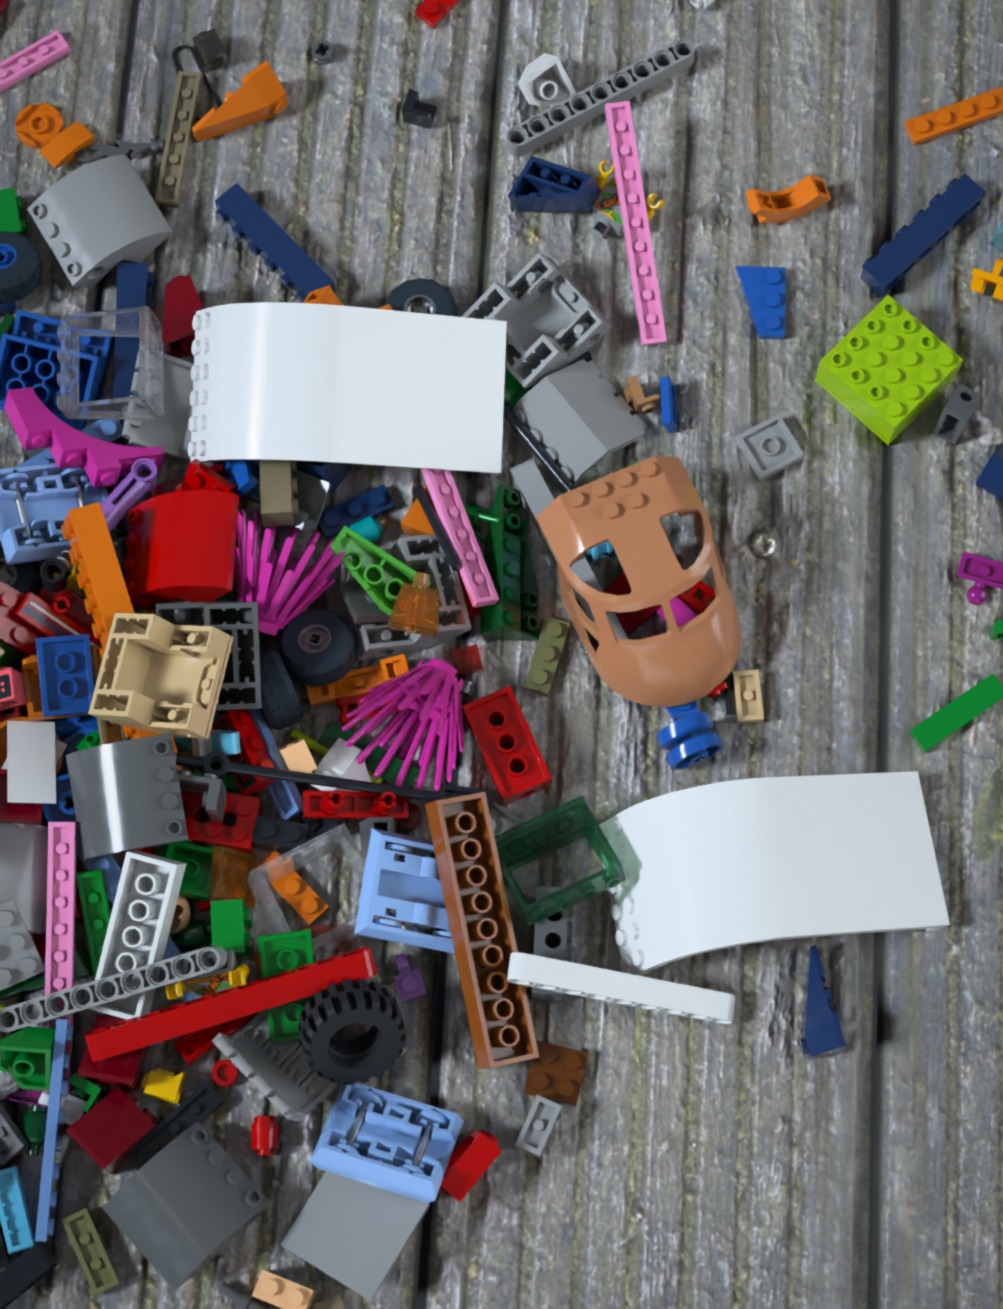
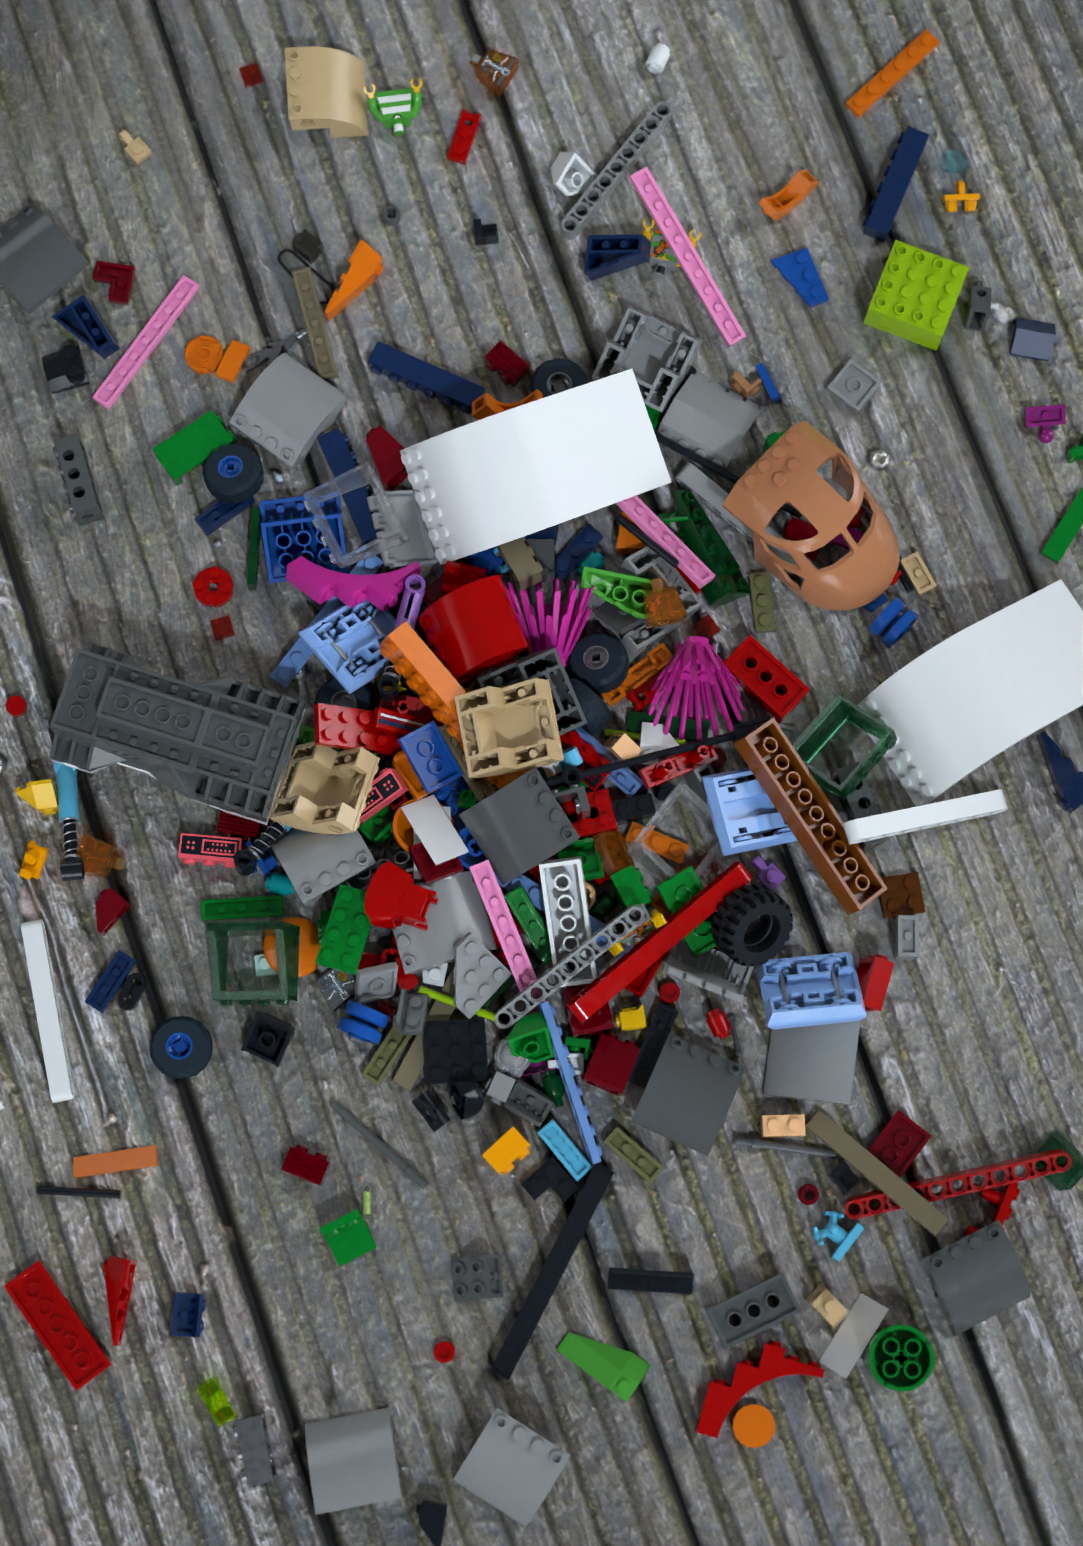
camera: 25 degrees left, 5 degrees up
(373, 265) = (506, 364): none -> dark red brick

